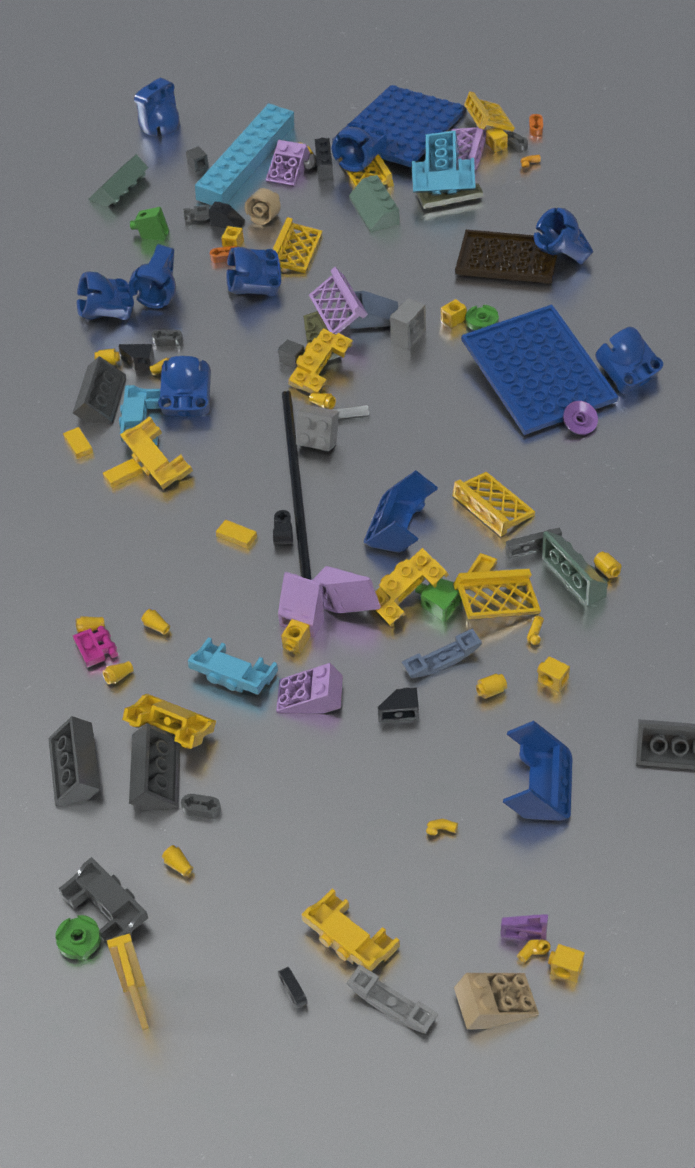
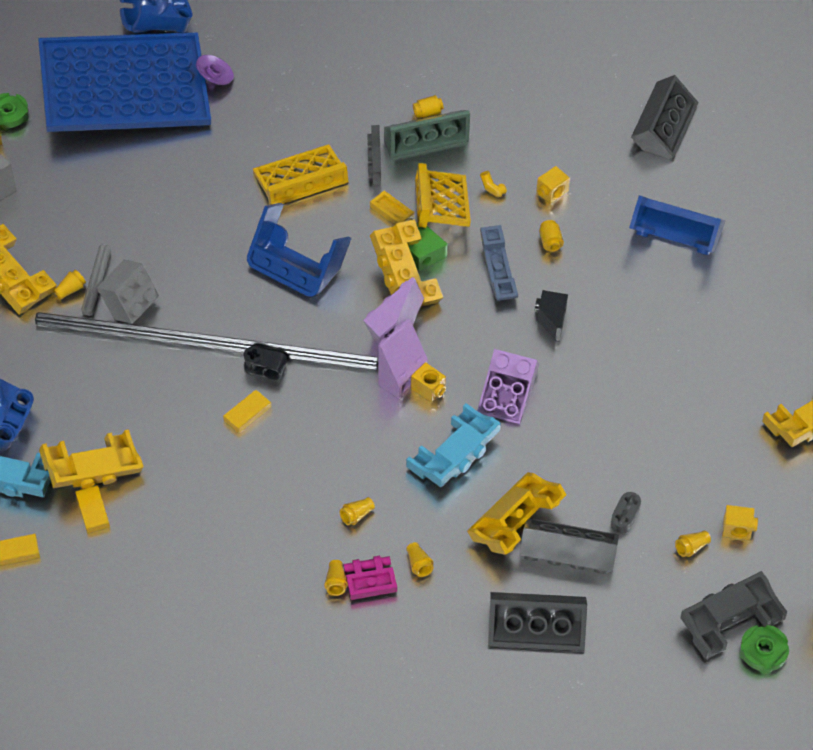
camera: 80 degrees left, 5 degrees up
(206, 892) = (739, 522): none -> yellow brick
(443, 824) = (704, 319): yellow arm -> none

